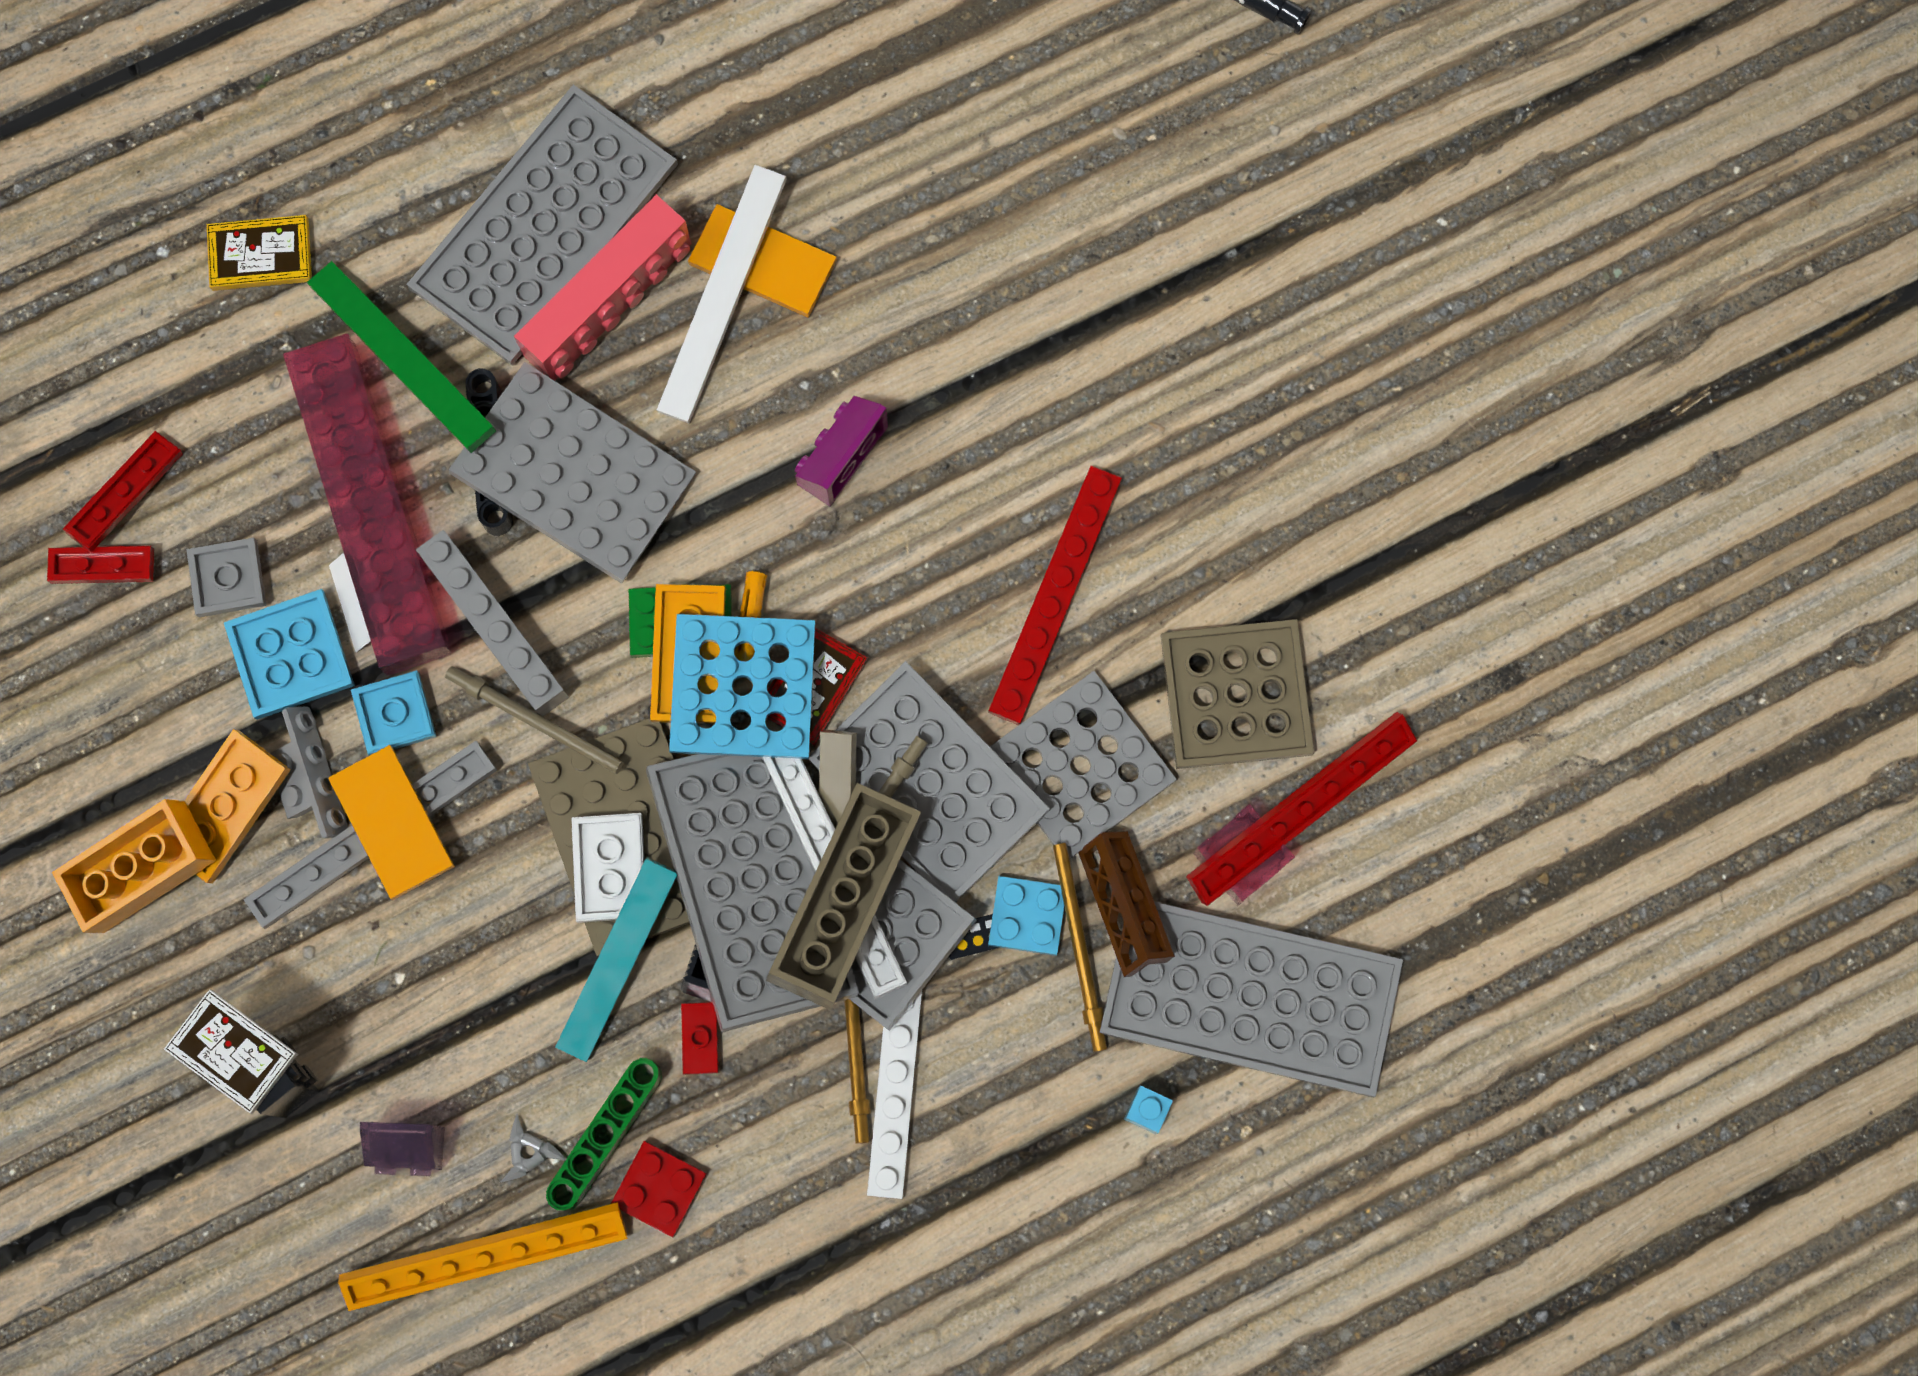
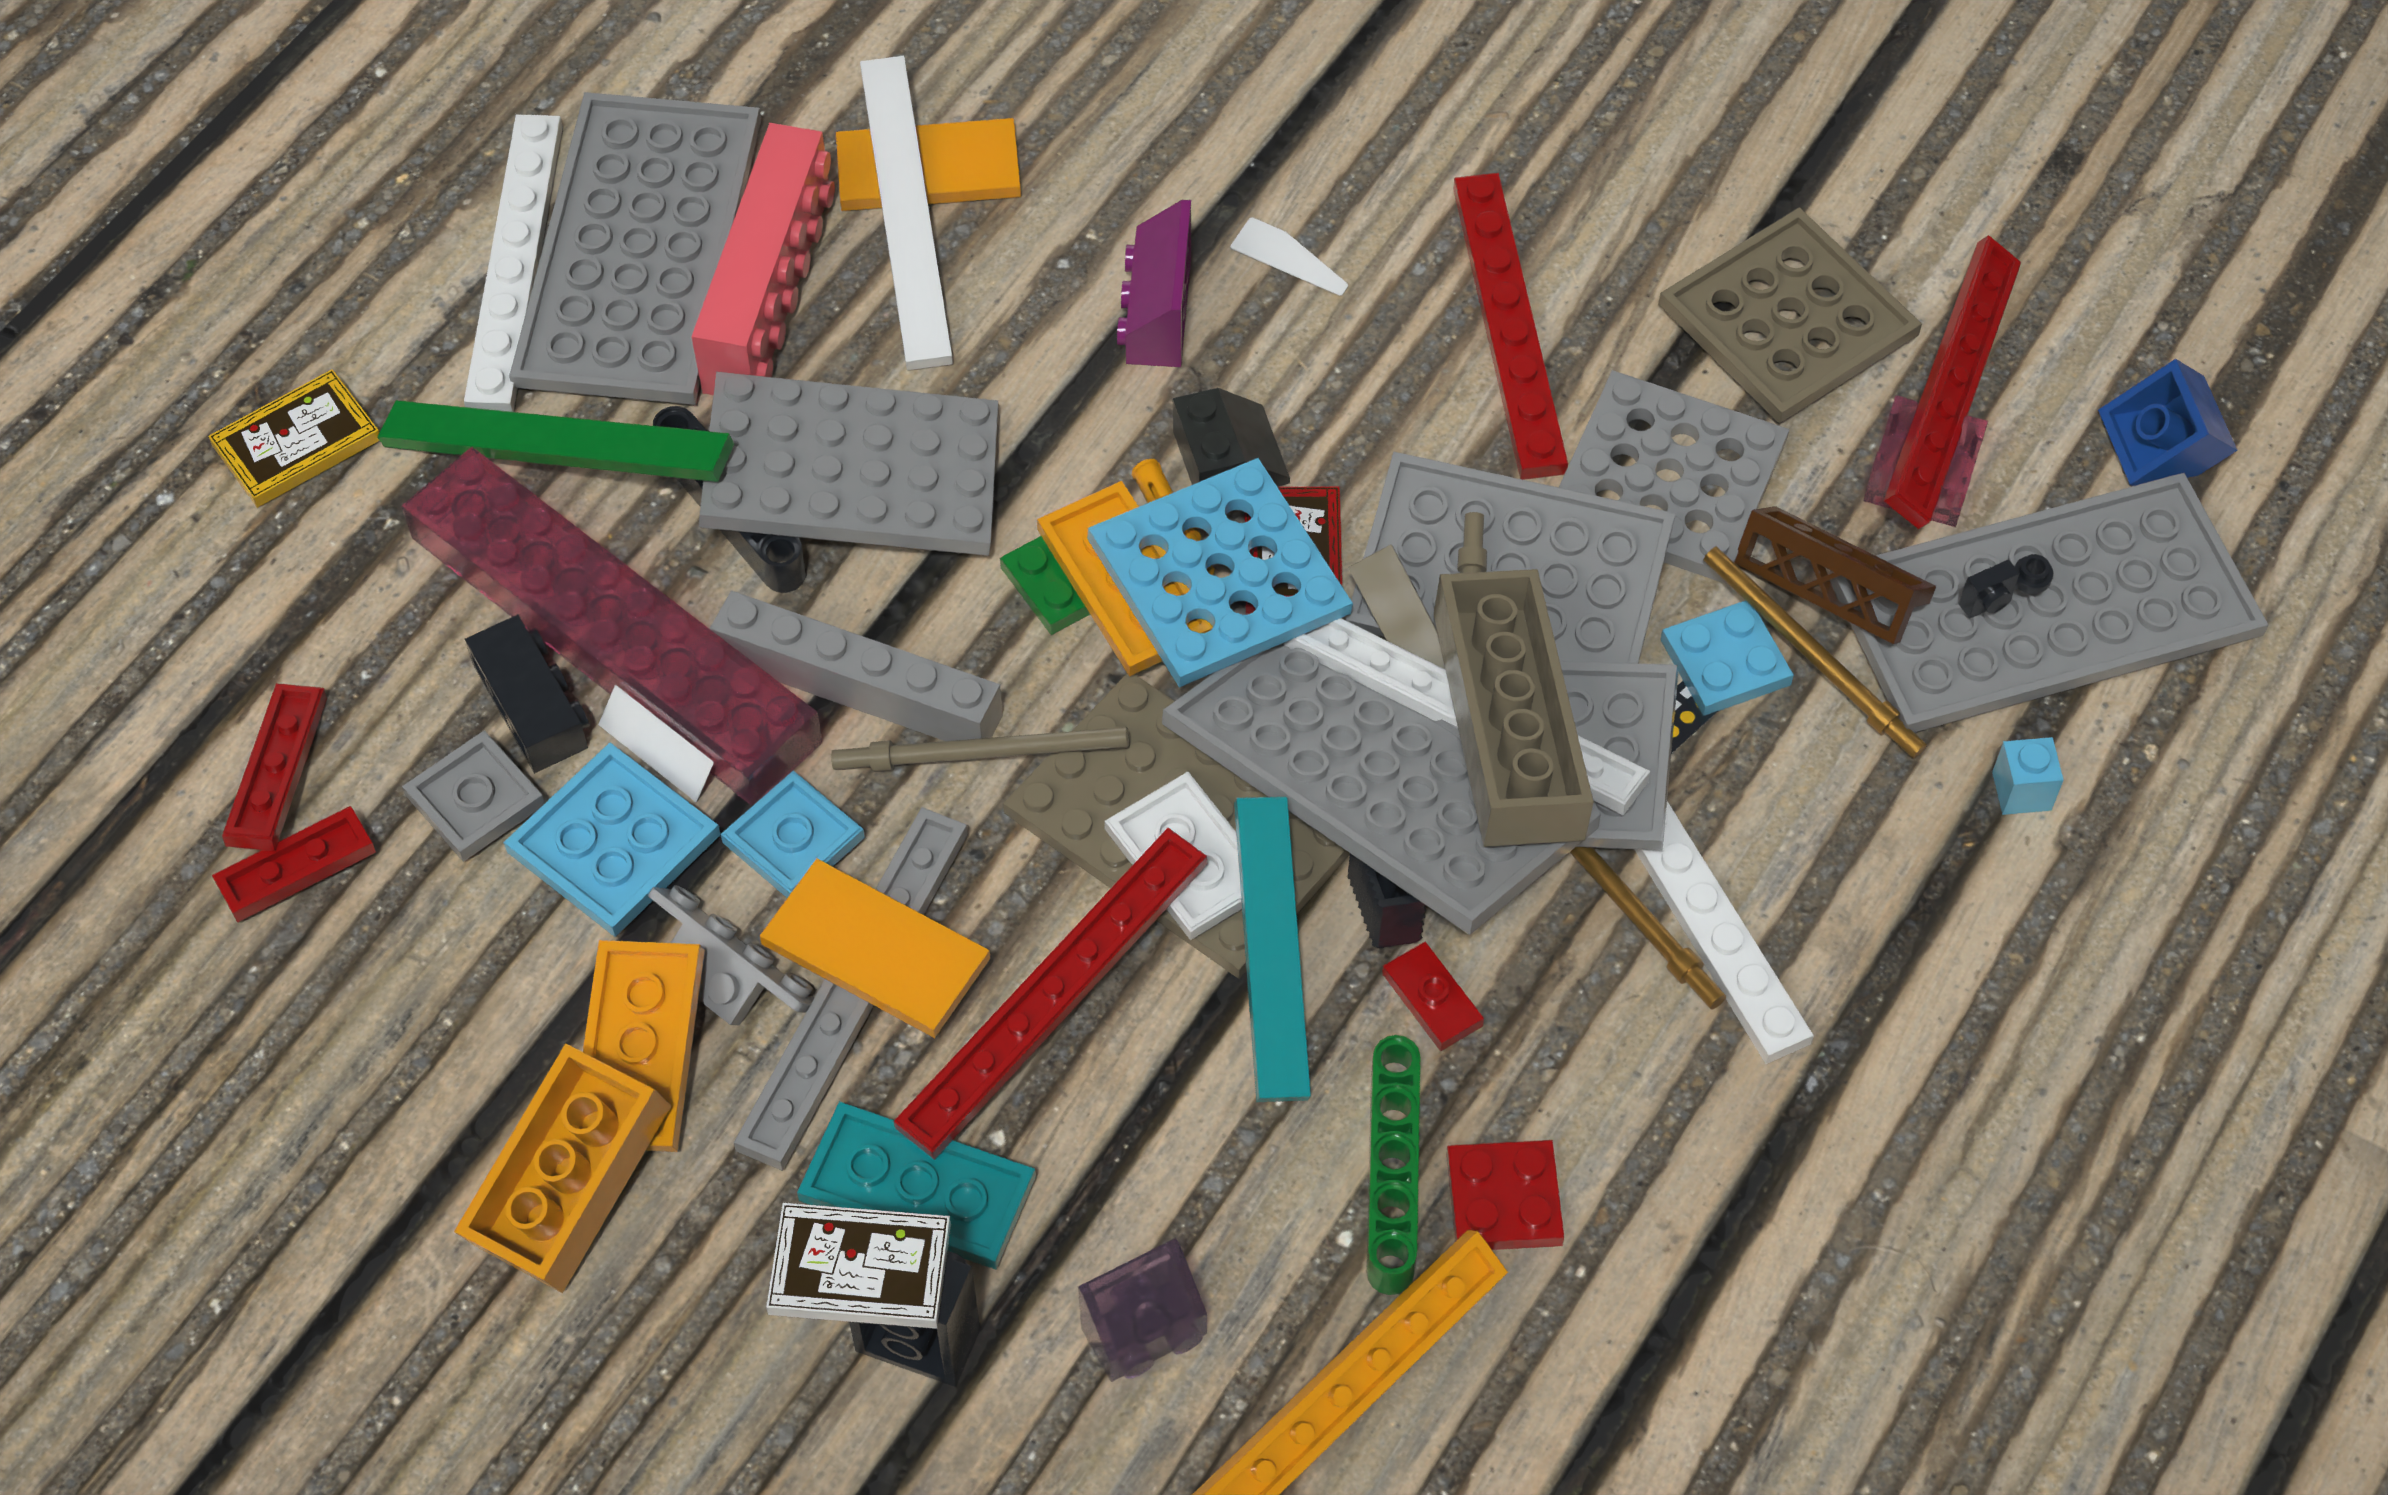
camera: 30 degrees left, 20 degrees down
(294, 524) = (528, 692): none -> black brick
(331, 985) = (878, 1168): none -> teal plate
(463, 187) = (513, 259): none -> white plate
(473, 913) = (1050, 993): none -> red tile
(519, 1141) = (1307, 1264): light grey piece -> none
(817, 588) = (1222, 432): none -> pearl dark grey slope
(948, 457) = (1286, 254): none -> white sticker
(1212, 977) = (1994, 586): none -> black plate
(1419, 920) = (2167, 426): none -> blue slope

